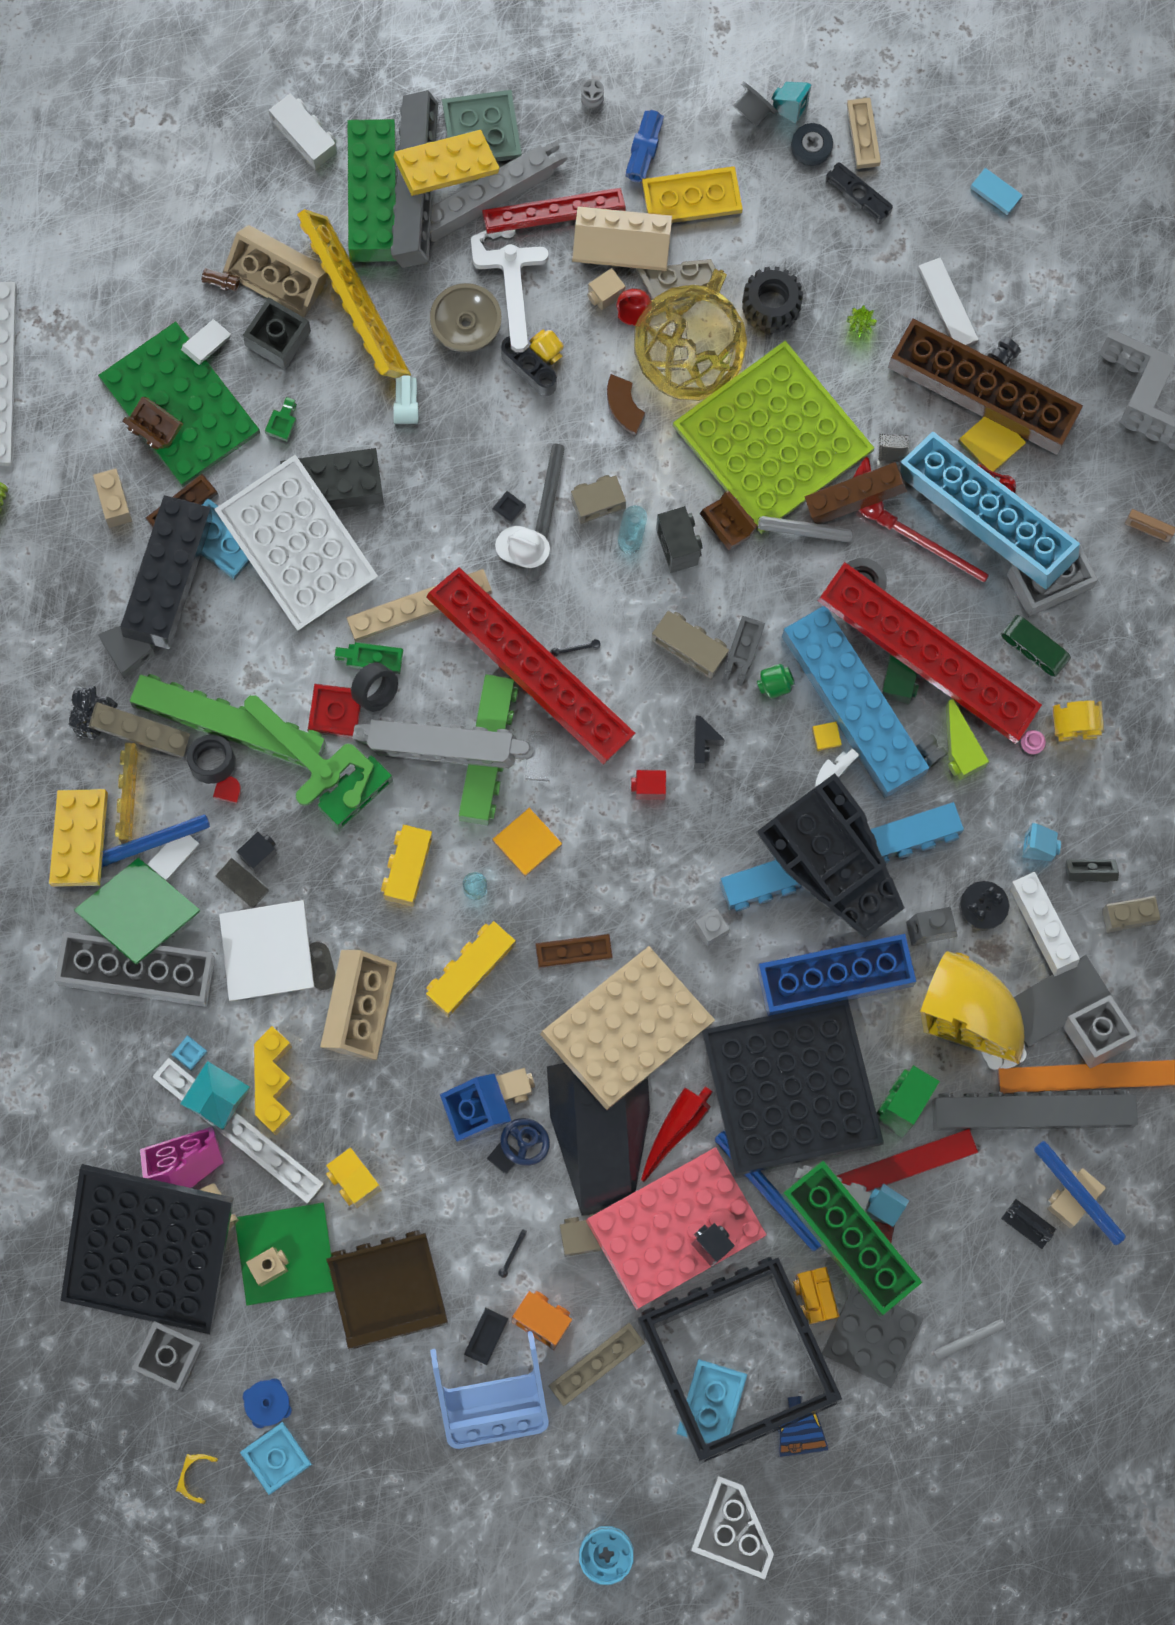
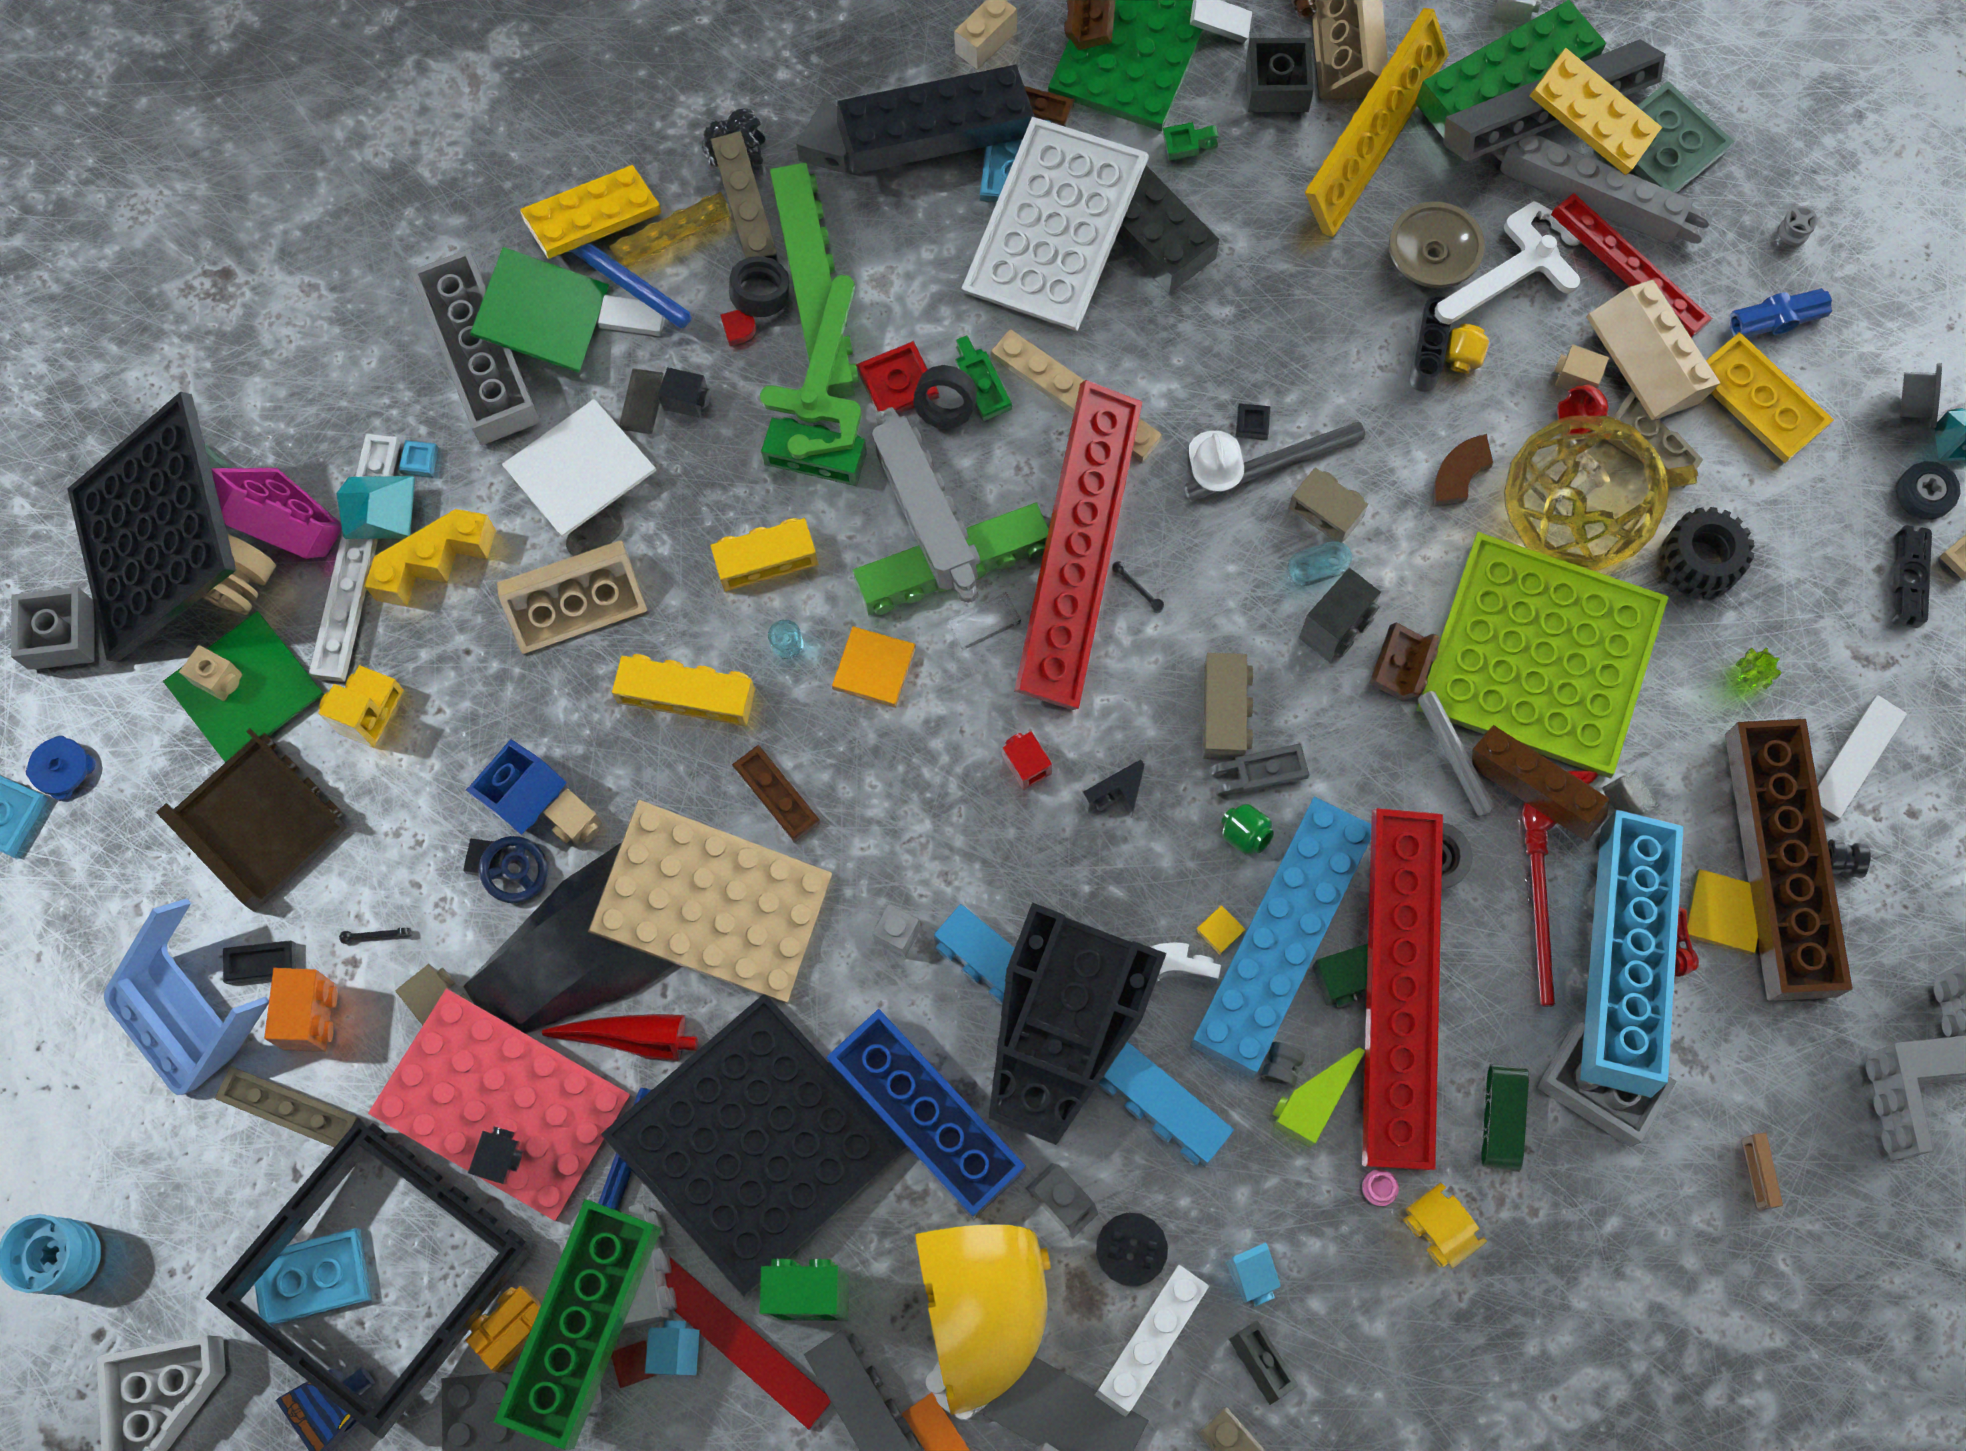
camera: 65 degrees right, 5 degrees down
(406, 401) = (1291, 249): light aqua piece -> none

